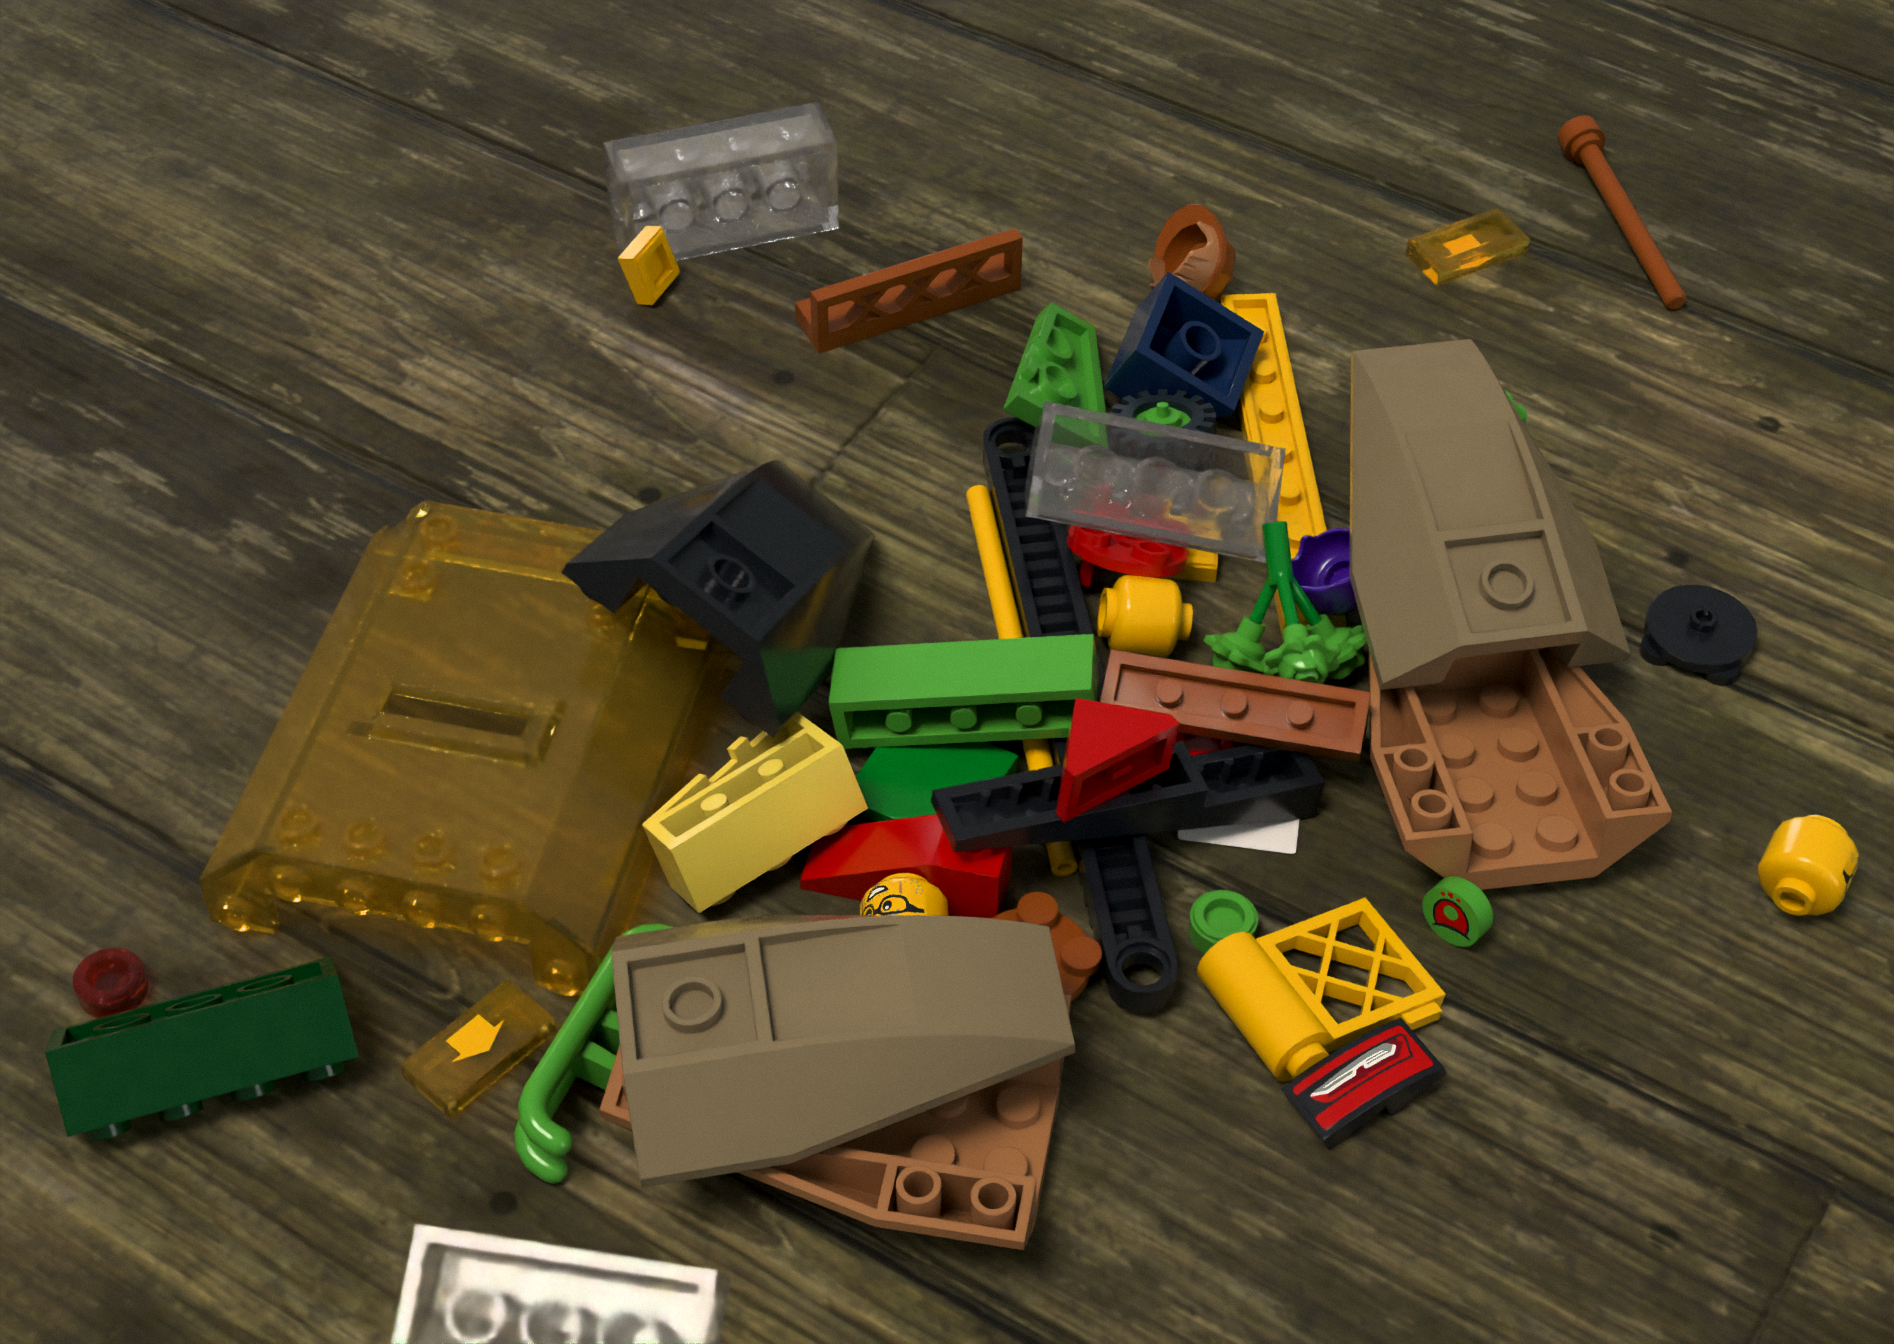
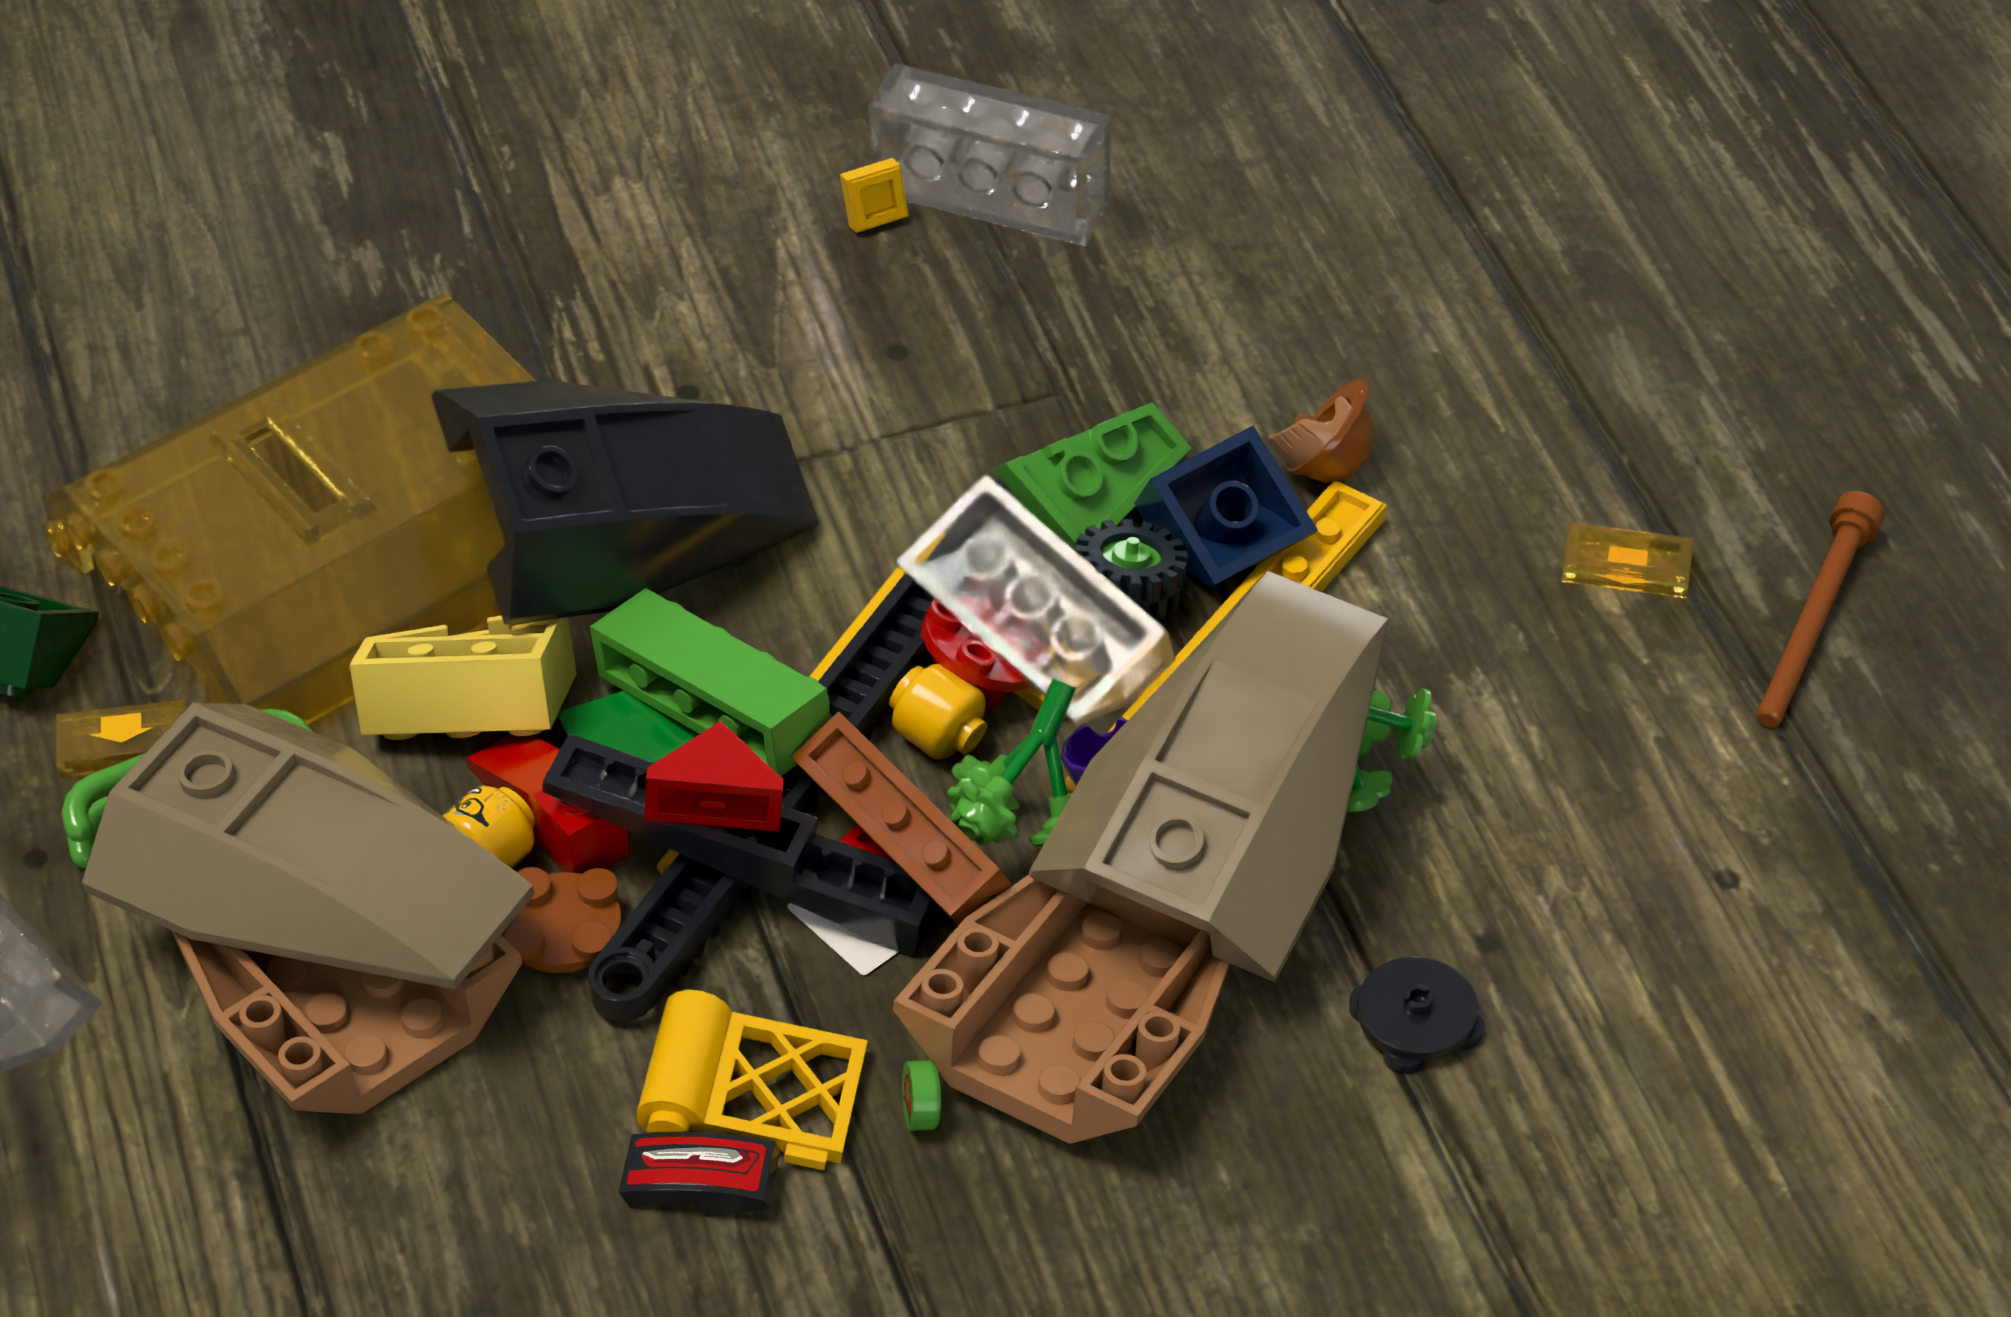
camera: 40 degrees right, 0 degrees up
(912, 291) = (1068, 333): dark orange fence -> none
(1218, 916) = (742, 985): bright green tile -> none
(1808, 865) = (1248, 1246): yellow head -> none

